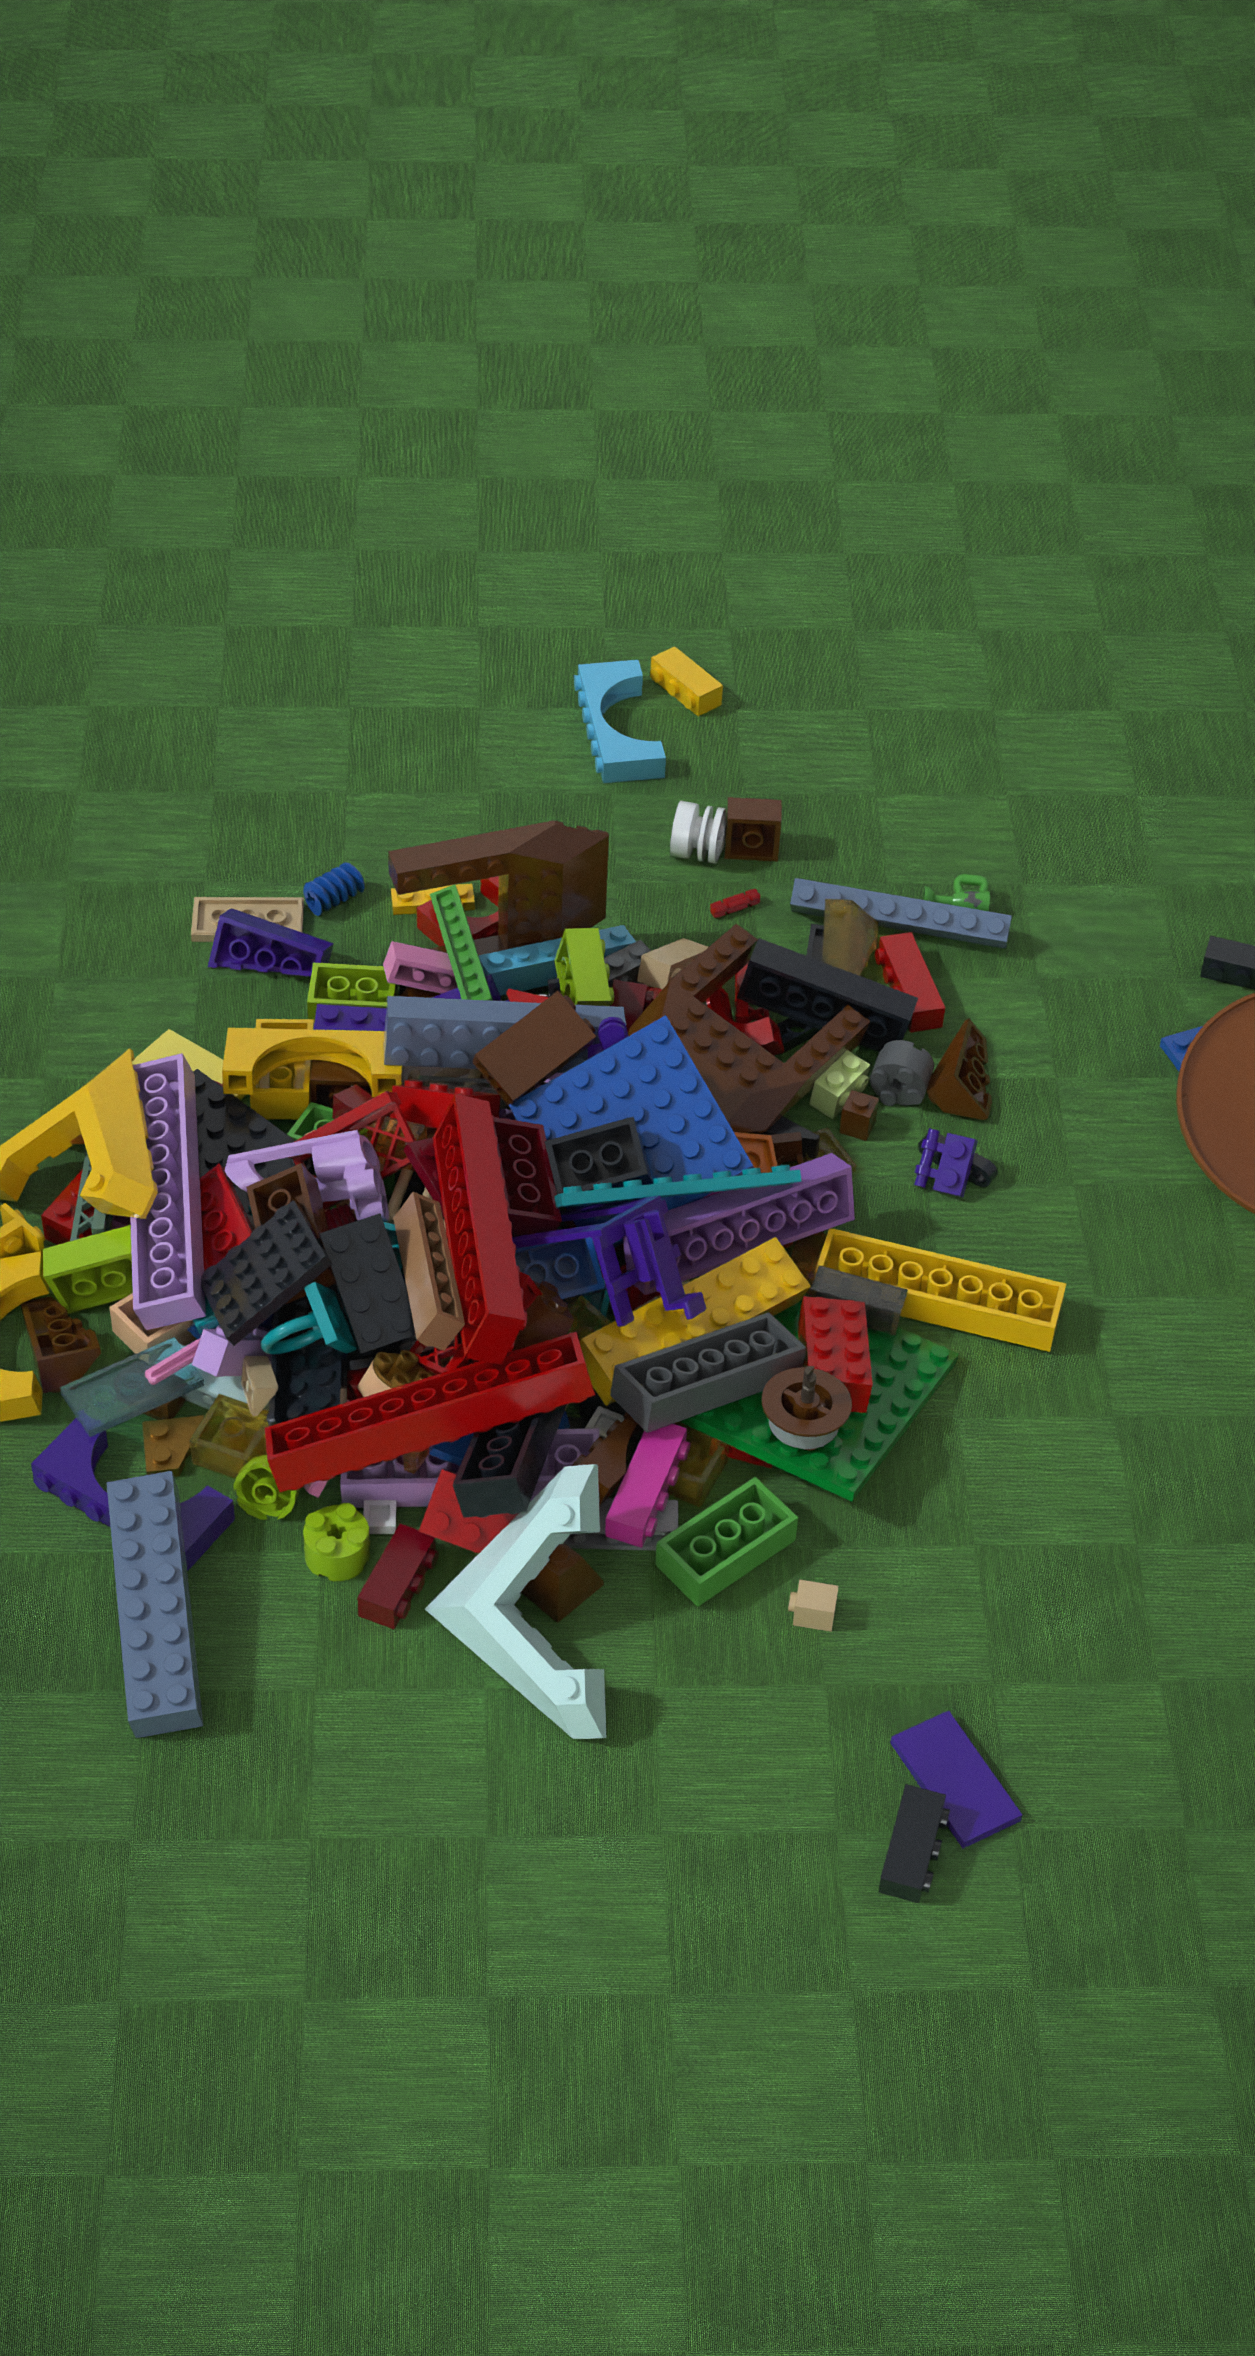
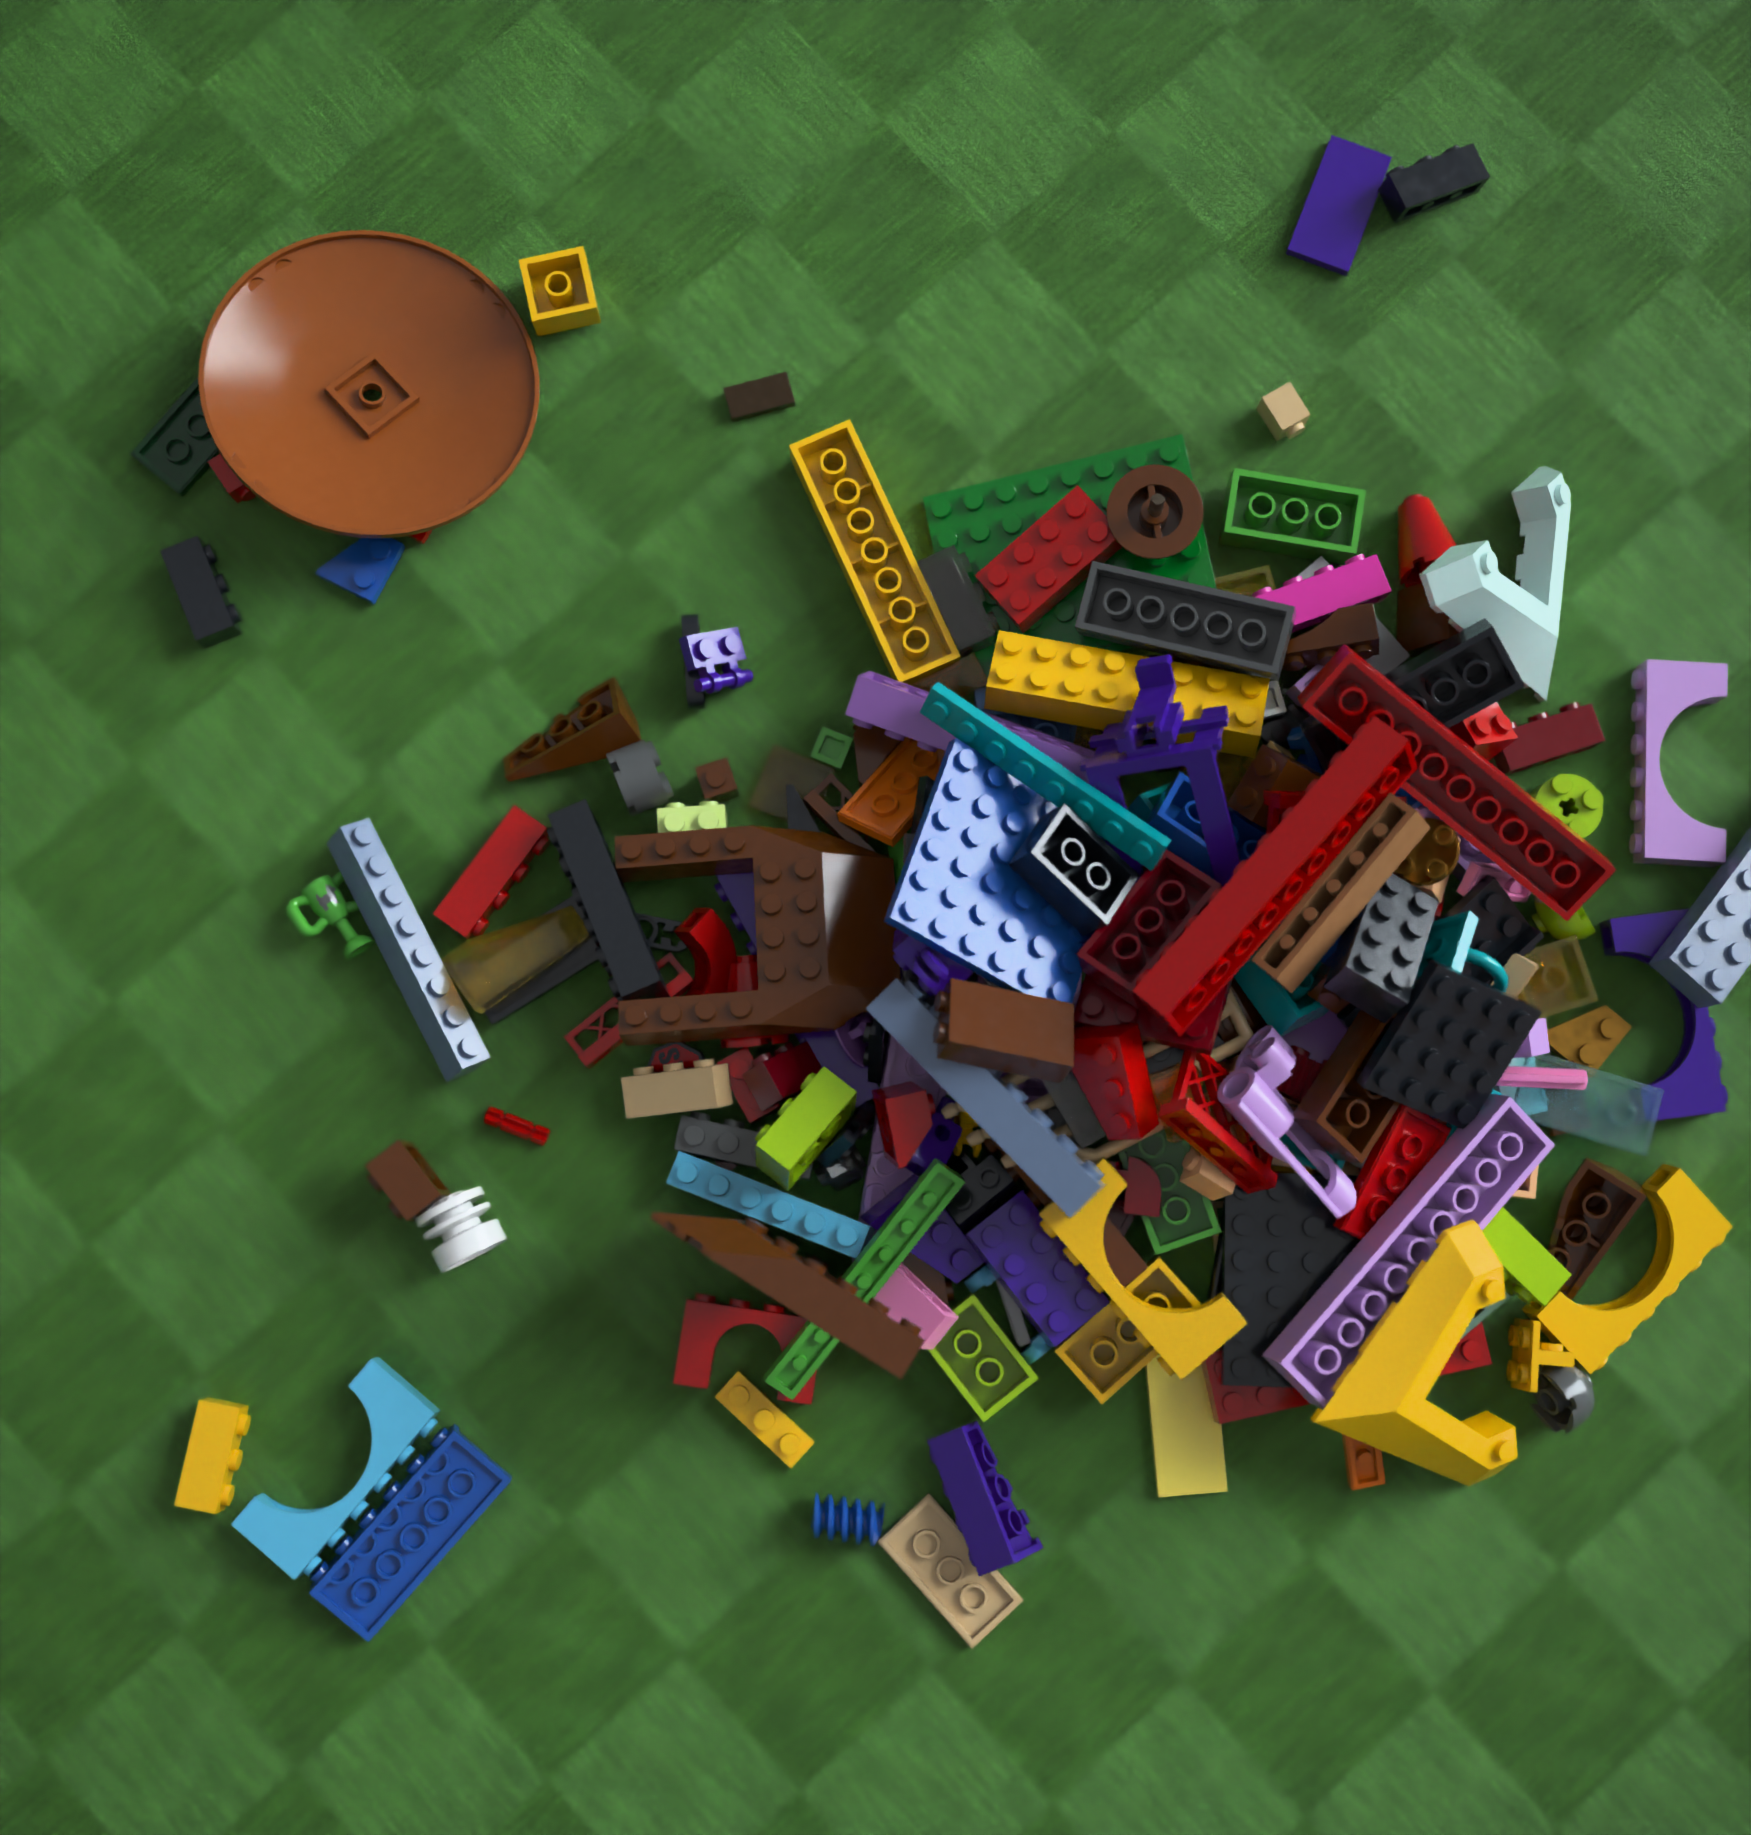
camera: 130 degrees left, 35 degrees up
(256, 1595) = (1661, 828): none -> lavender arch
(550, 726) = (408, 1532): none -> blue bracket
(622, 1607) = (1420, 538): none -> red cone
(1126, 1320) = (759, 396): none -> dark brown tile

